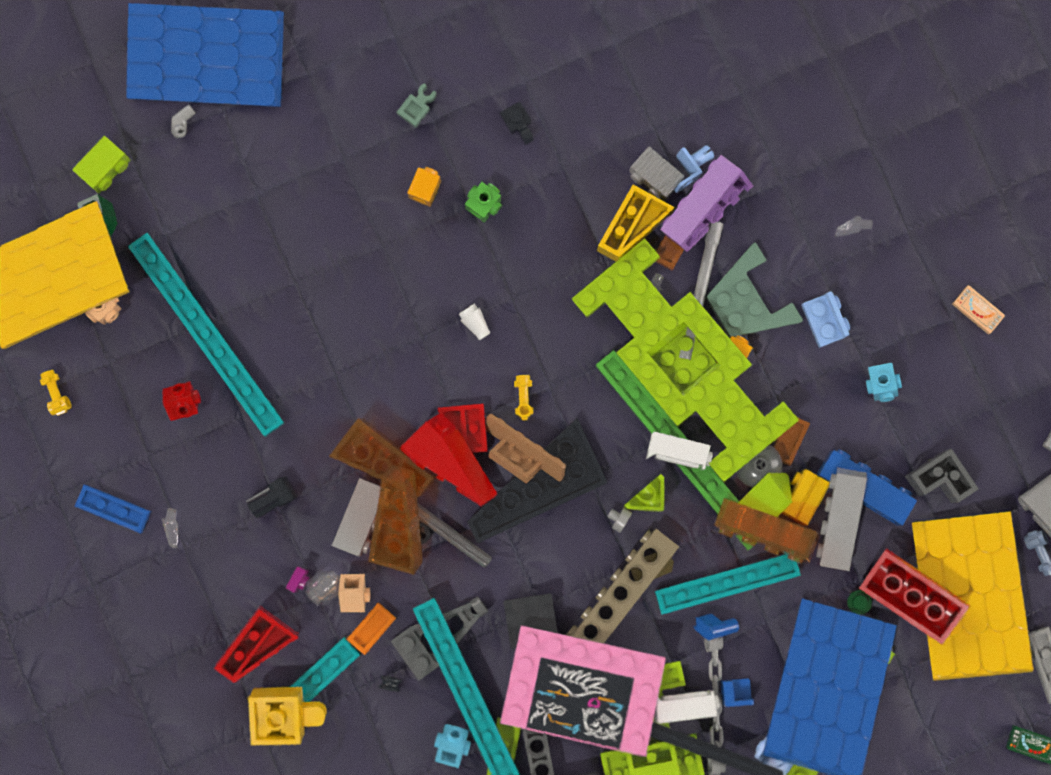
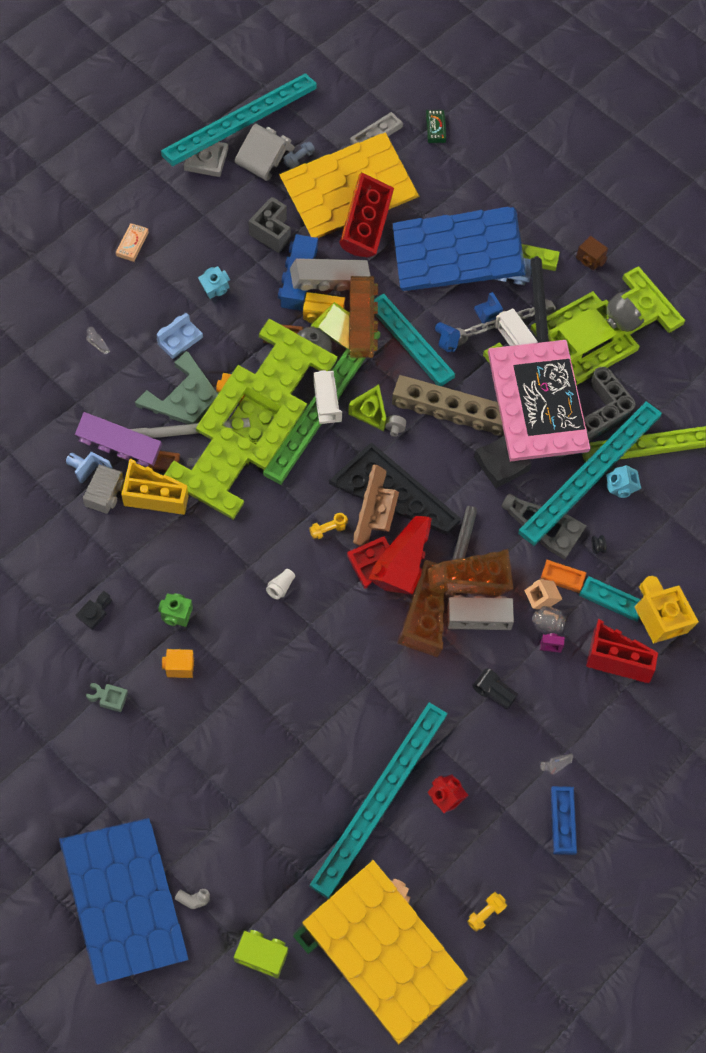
camera: 115 degrees left, 20 degrees down
(859, 602) = (385, 254): dark green plate -> none

